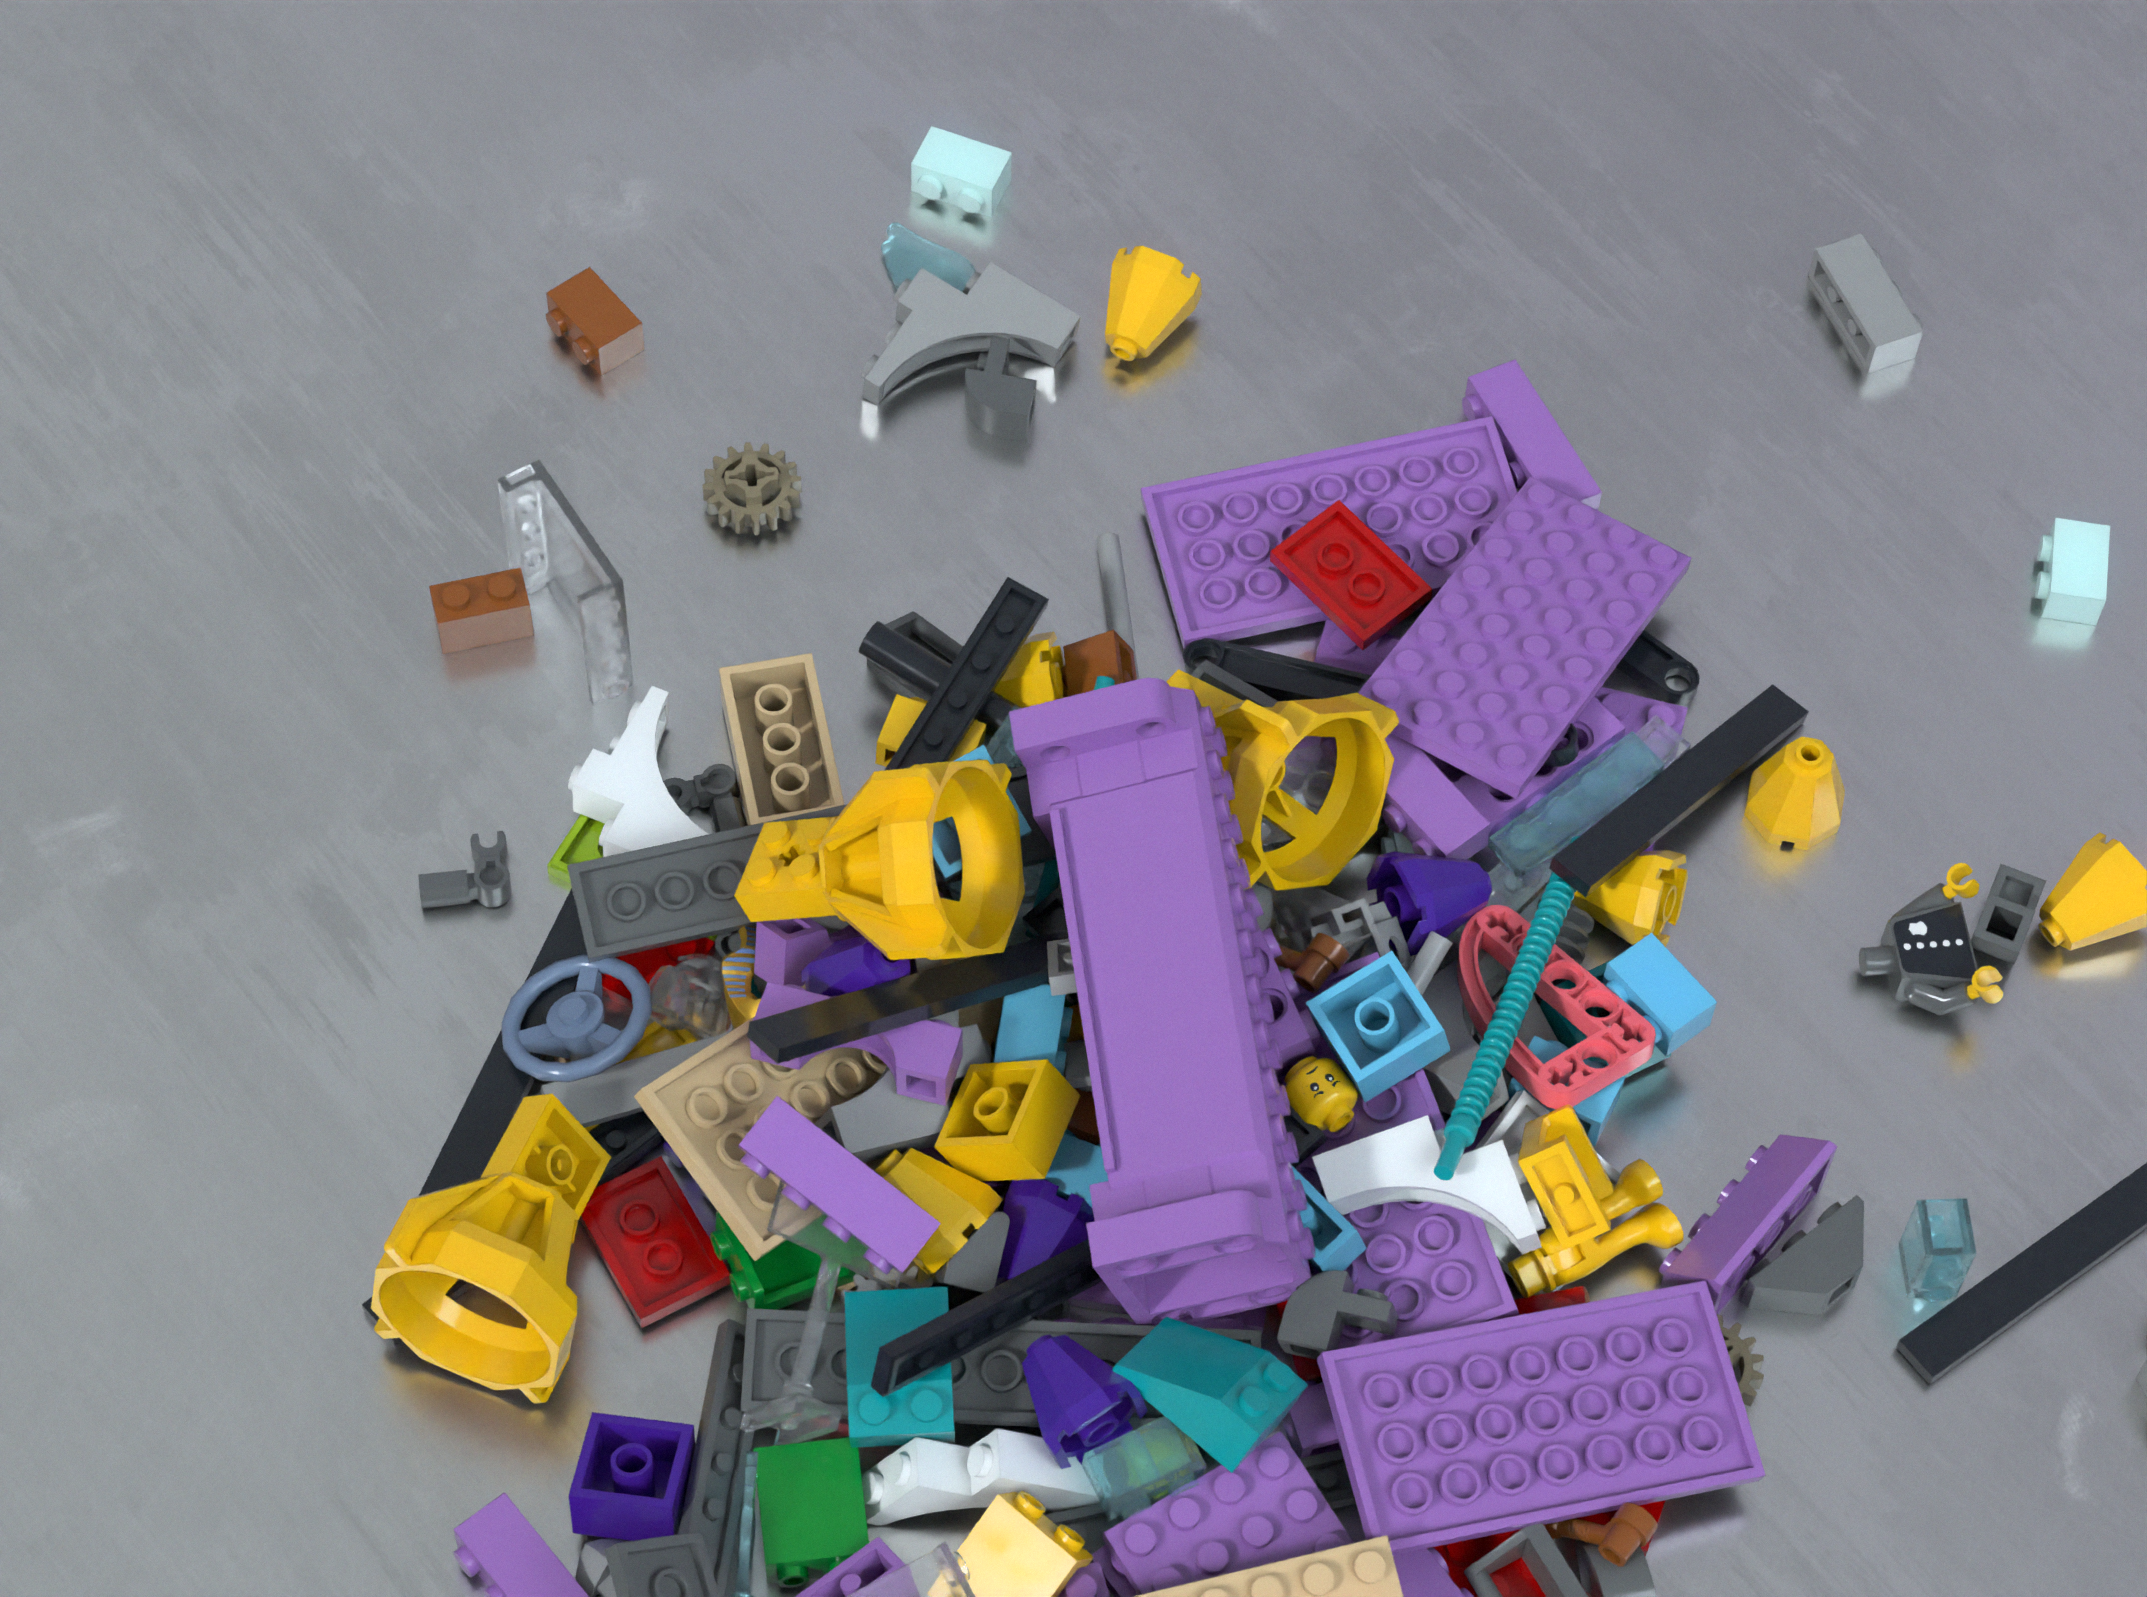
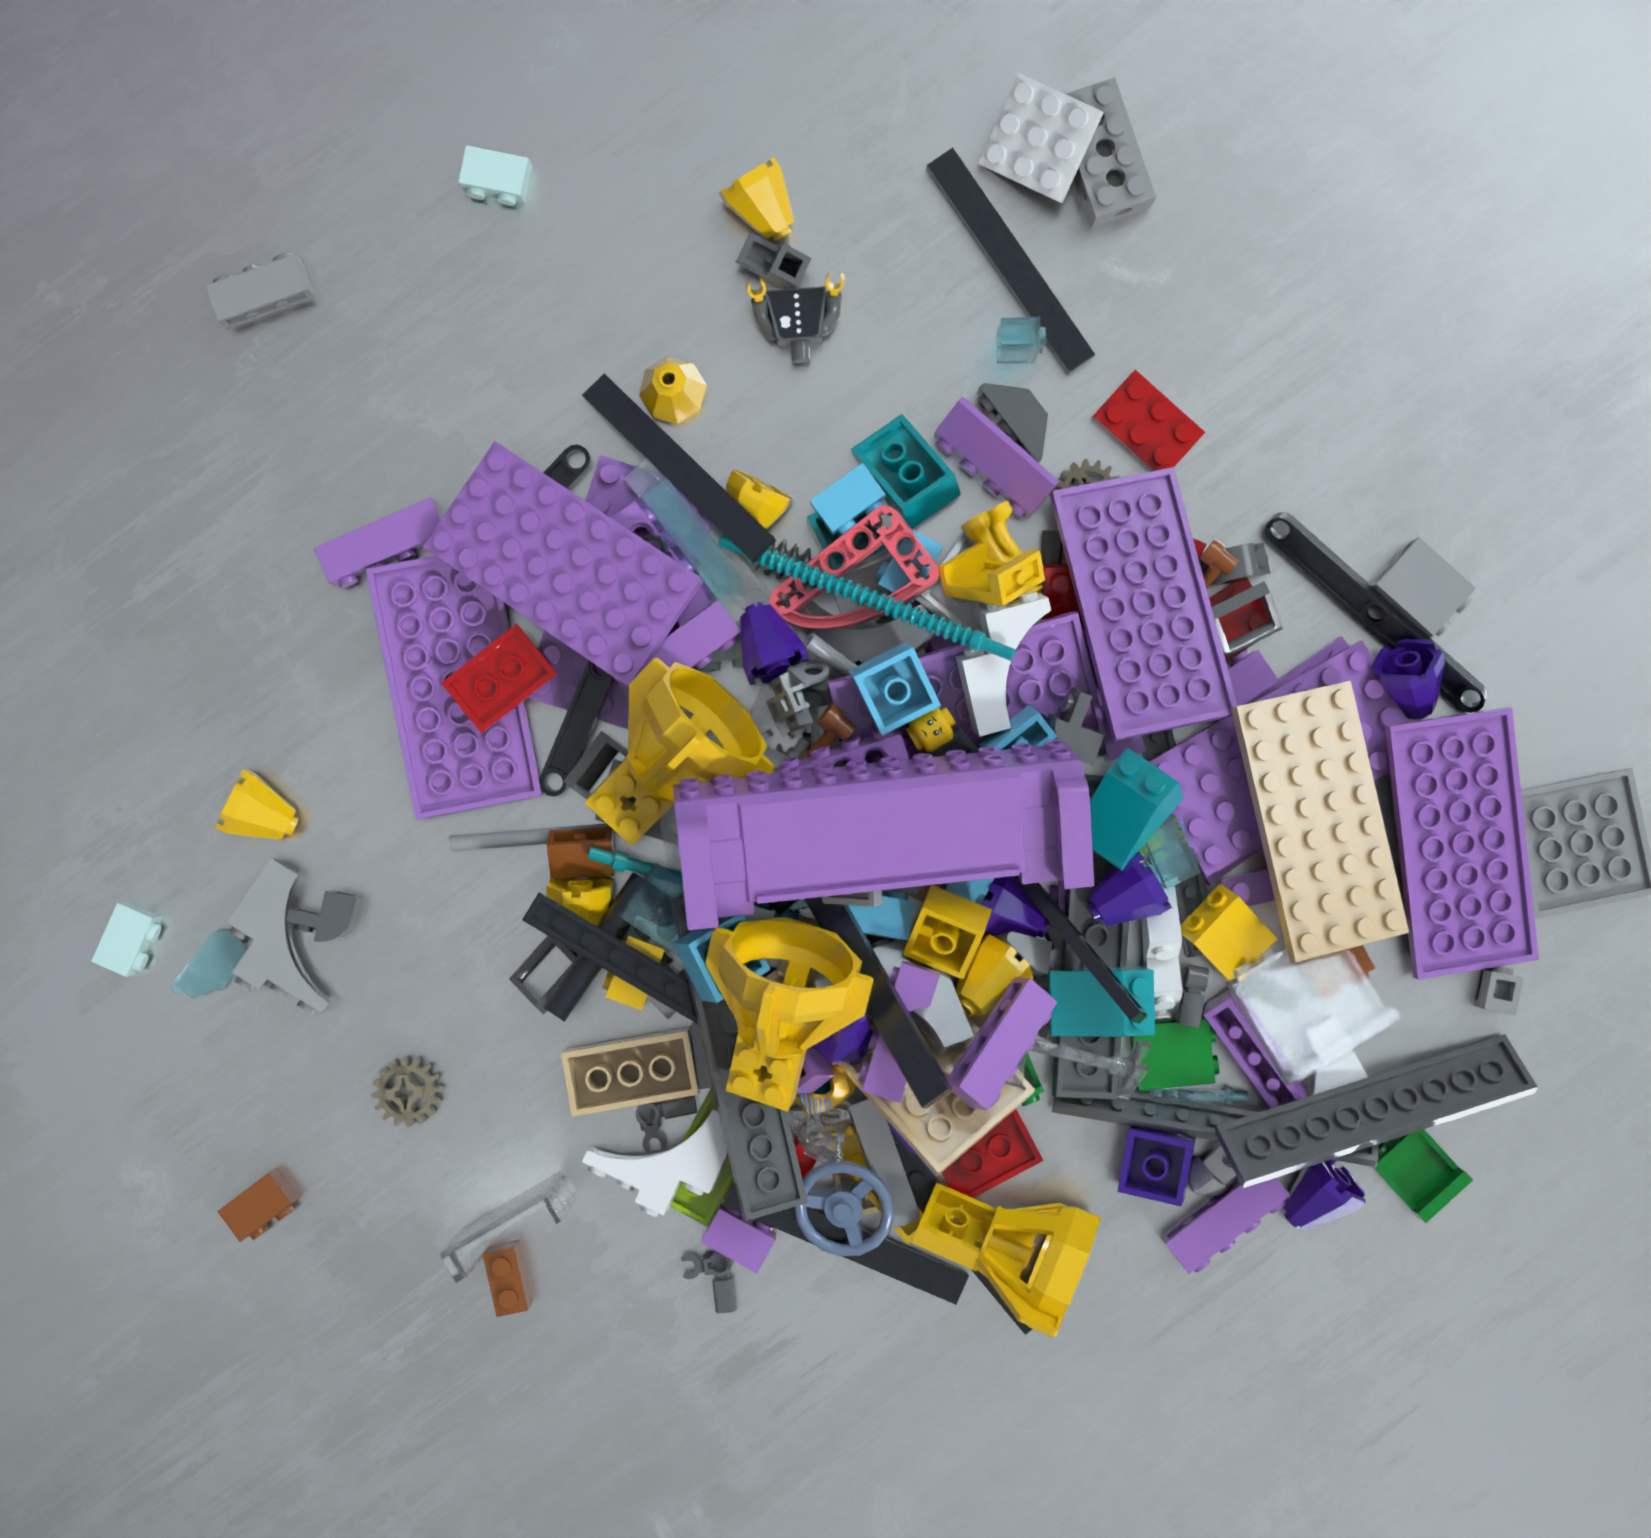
camera: 85 degrees left, 30 degrees up
(526, 903) = (739, 1239): none -> medium lavender brick
(899, 1518) = (1194, 981): none -> dark grey bar
(1709, 1109) = (907, 470): none -> teal slope
(1831, 1464) = (1148, 423): none -> red plate

